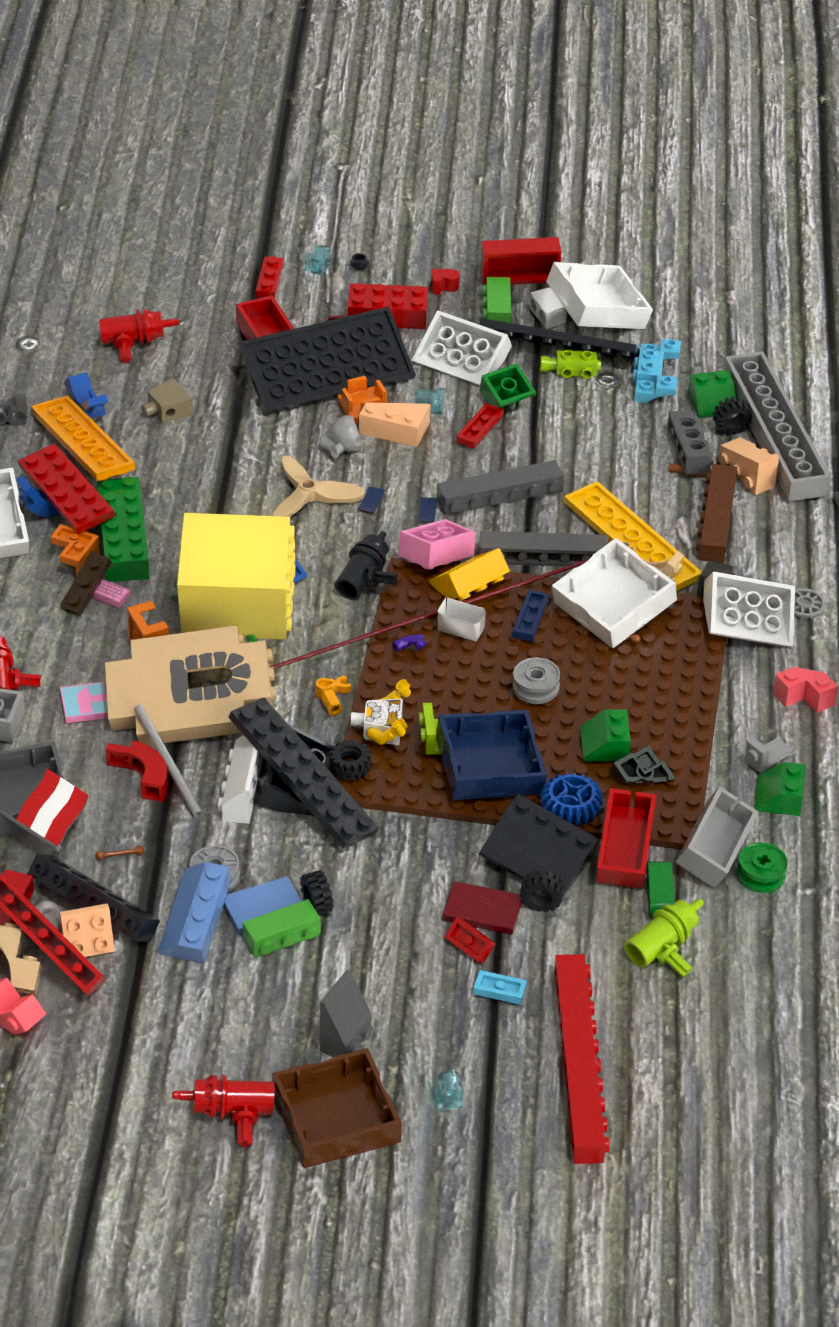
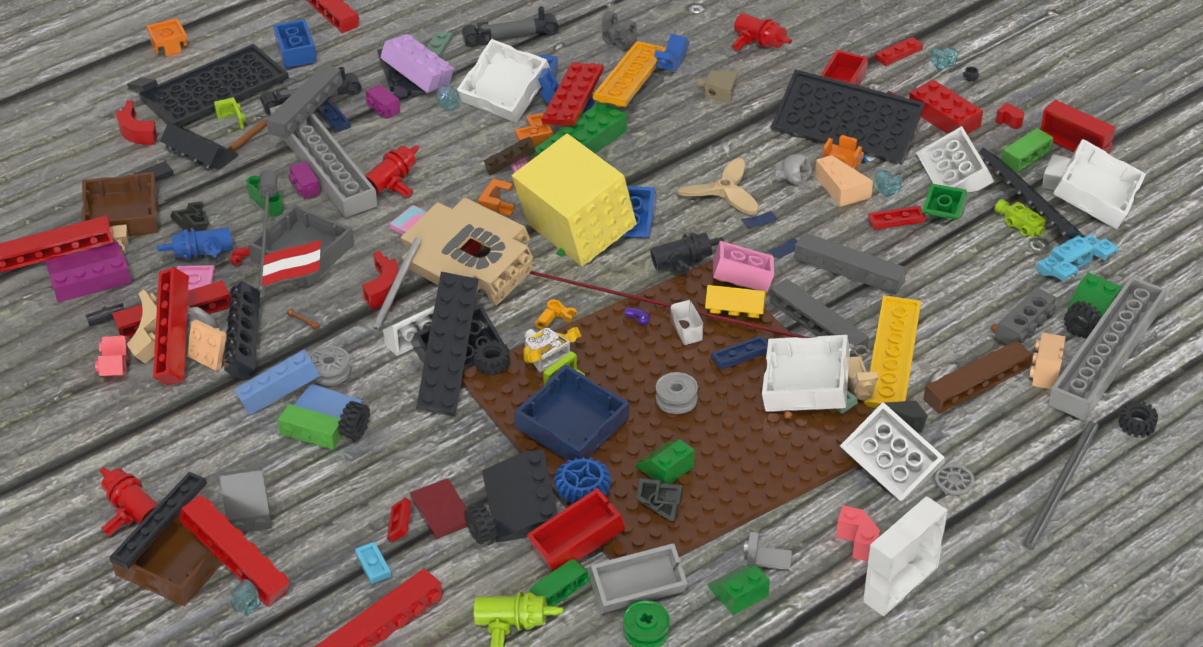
camera: 50 degrees right, 0 degrees up
(297, 1089) = (157, 520): none -> black tile
(395, 1057) = (234, 549): none -> red brick

